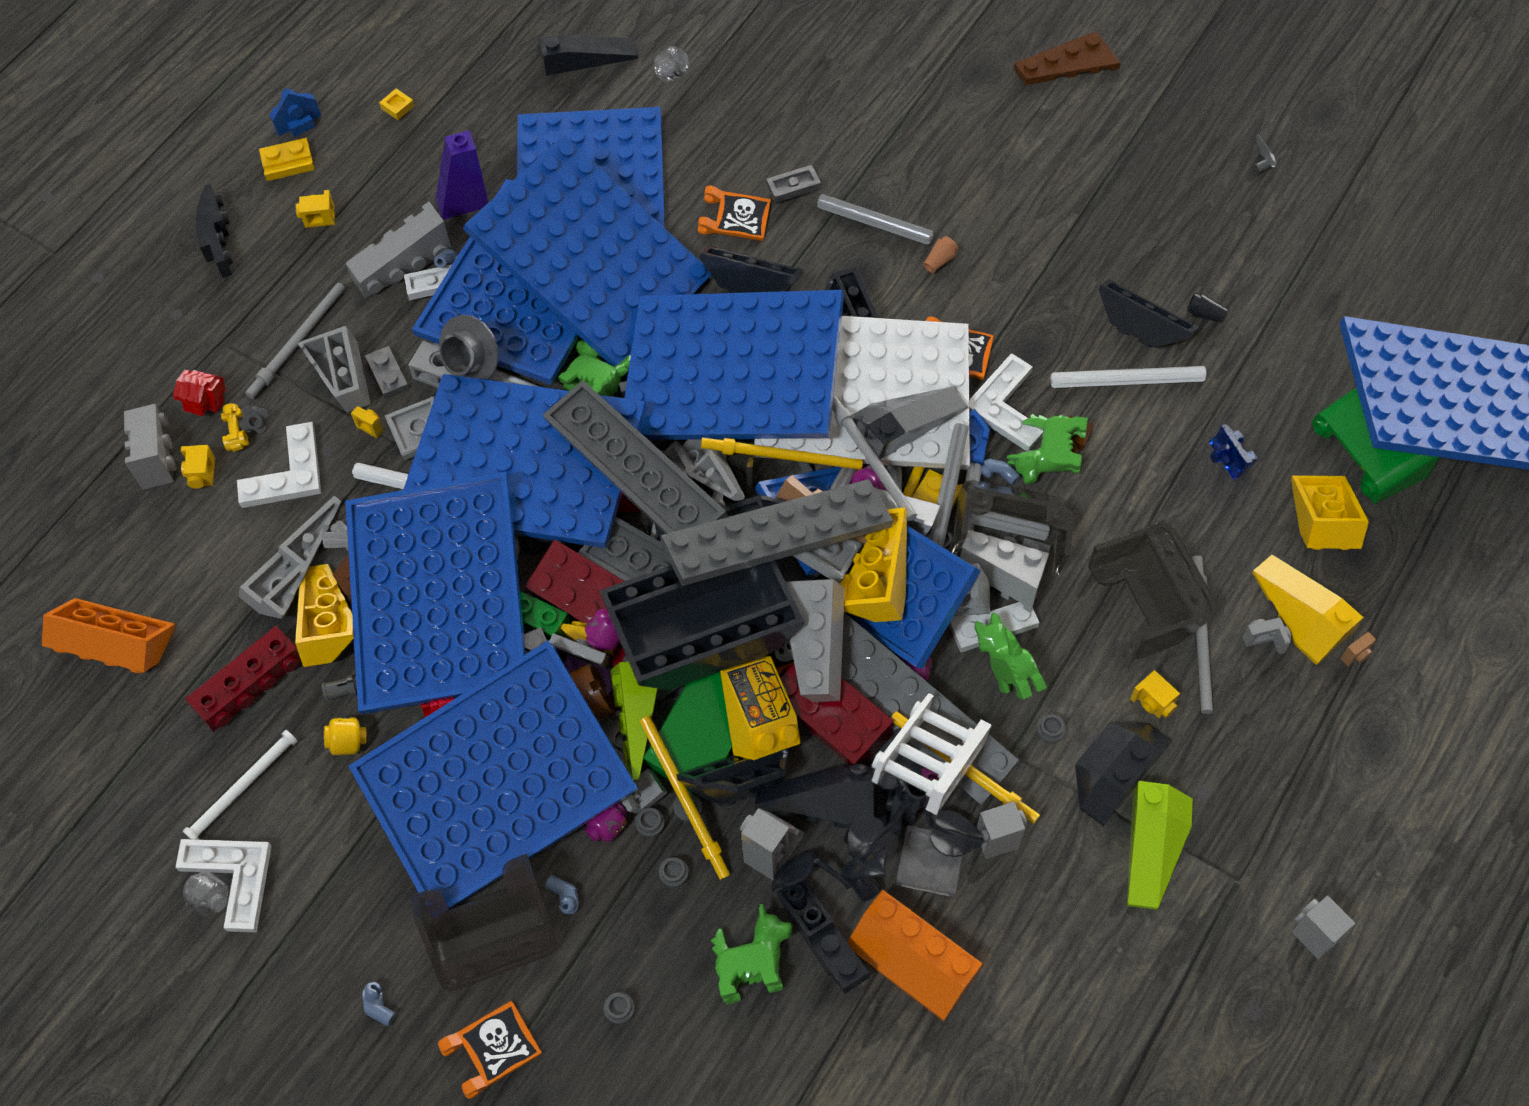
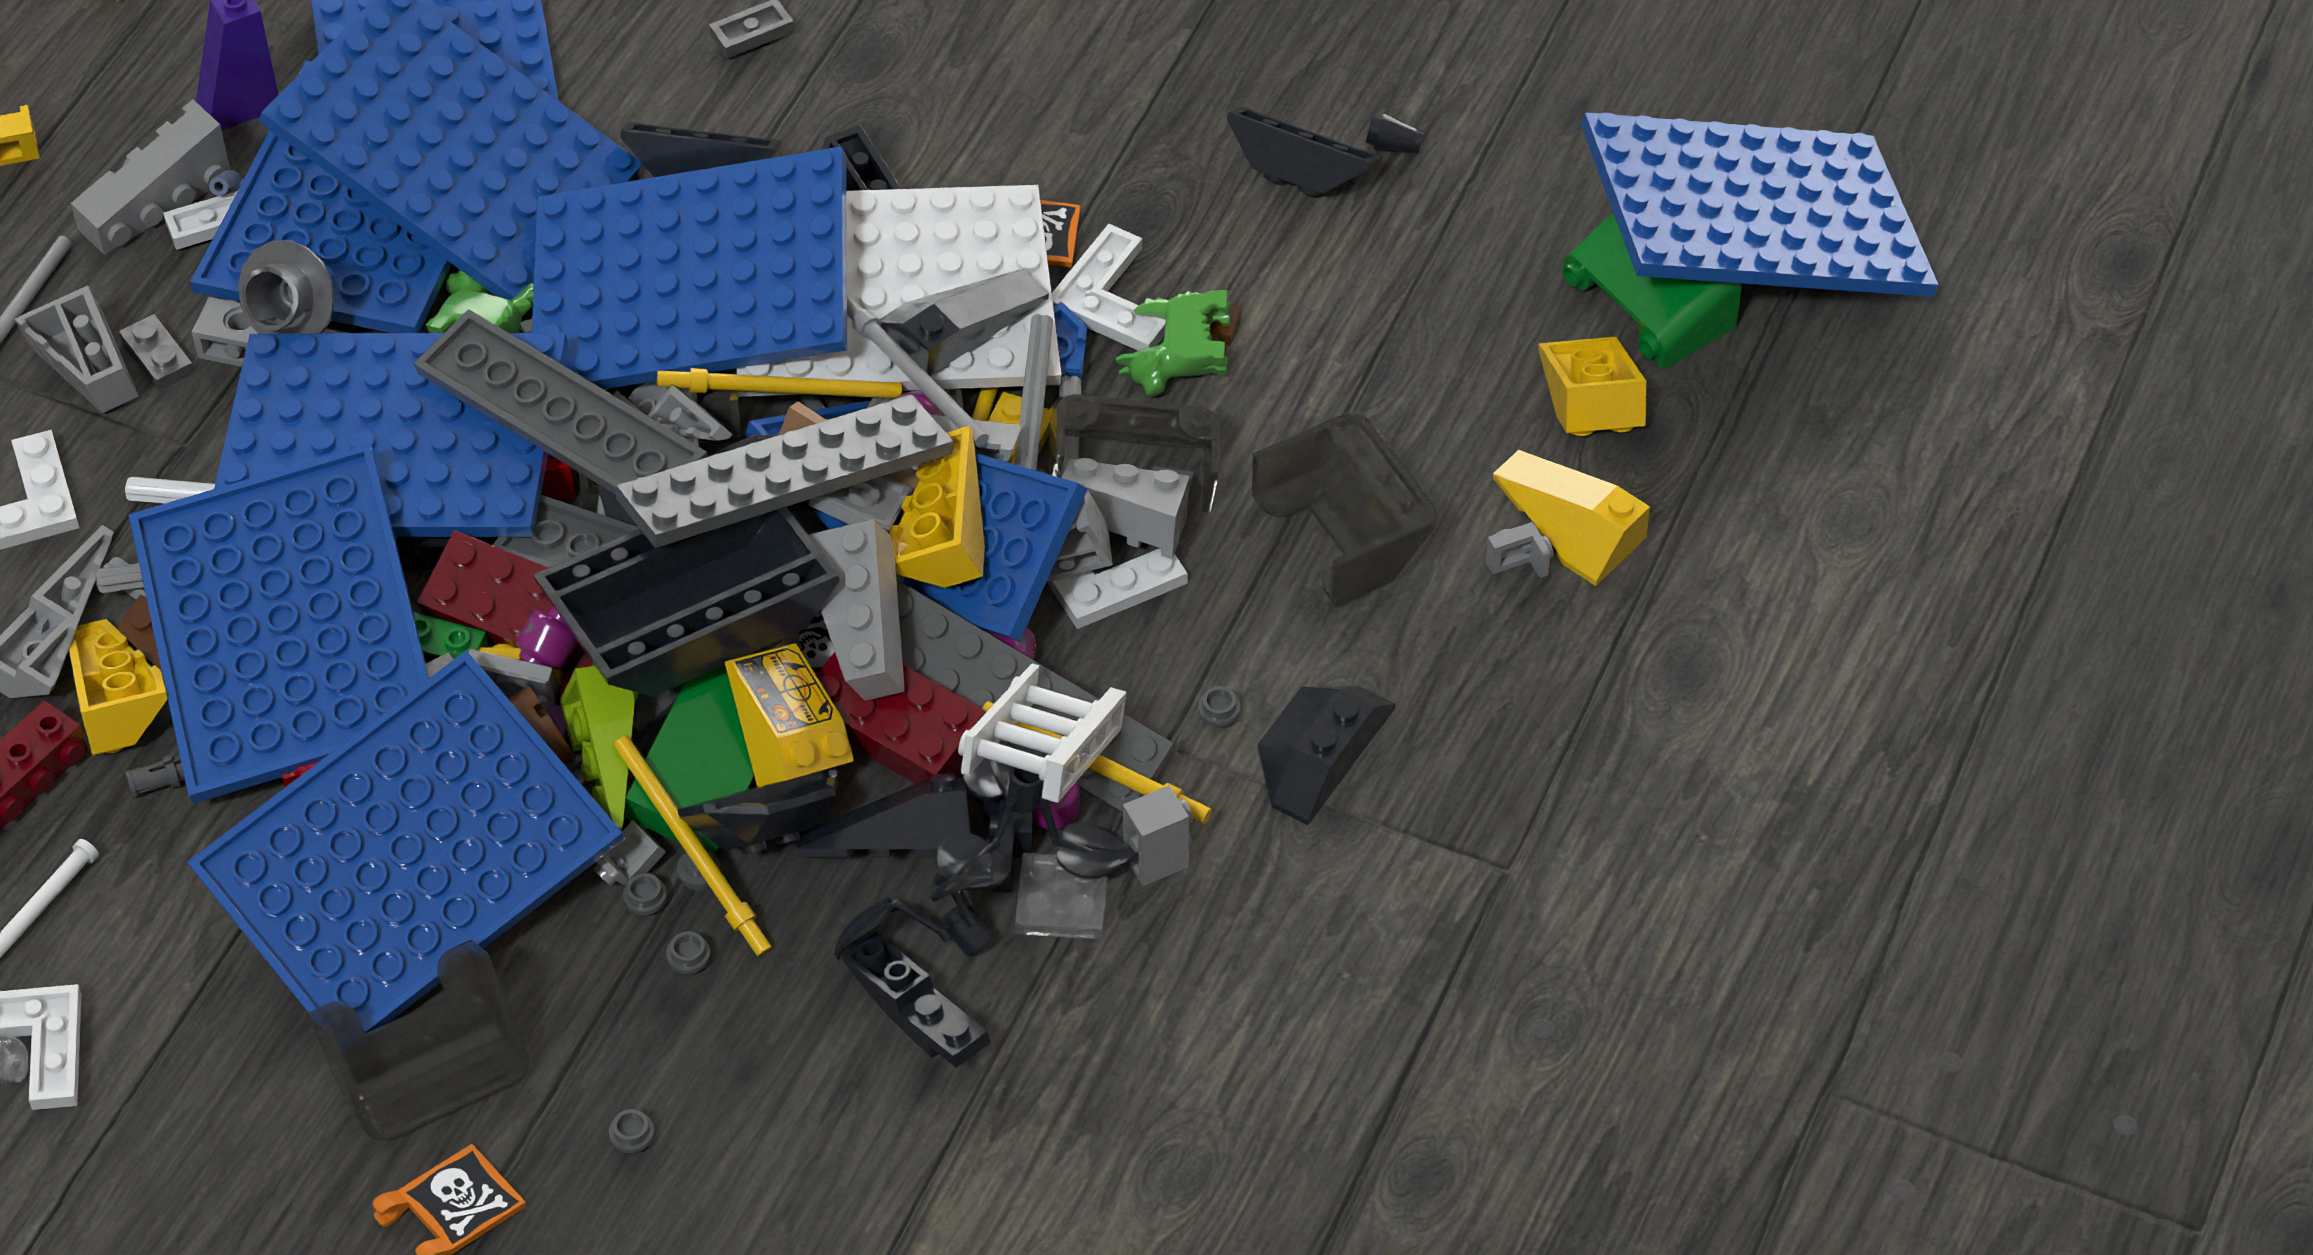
camera: 10 degrees left, 10 degrees down
(344, 736) = (170, 836): yellow head -> none
(367, 421) = (137, 419): yellow plate -> none
(373, 1004) = (268, 1172): sand blue arm -> none
(408, 426) = (204, 419): light grey plate -> none
(567, 894) = (534, 998): sand blue arm -> none
(607, 824) = (580, 901): magenta head -> none
(737, 215) = (667, 81): flag -> none
(751, 961) = (819, 1046): bright green animal -> none
(768, 841) = (822, 885): light grey wedge -> none
(875, 219) = (883, 65): light grey axle -> none
(914, 955) = (1052, 1009): orange slope -> none
(941, 253) = (989, 101): nougat cone -> none
(1002, 468) = (1110, 379): sand blue arm -> none
(1008, 659) = (1145, 615): bright green animal -> none
(1011, 524) = (1129, 449): light grey axle -> none
(1128, 376) = (1286, 239): white axle -> none
(1156, 695) = (1365, 645): yellow brick -> none
(1158, 834) = (1386, 824): lime wedge -> none
(1203, 656) = (1431, 591): light grey bar -> none
(1229, 450) = (1443, 318): clear blue hips -> none
(1322, 926) = (1623, 898): light grey brick -> none
(1359, 650) = (1650, 554): medium nougat plate -> none

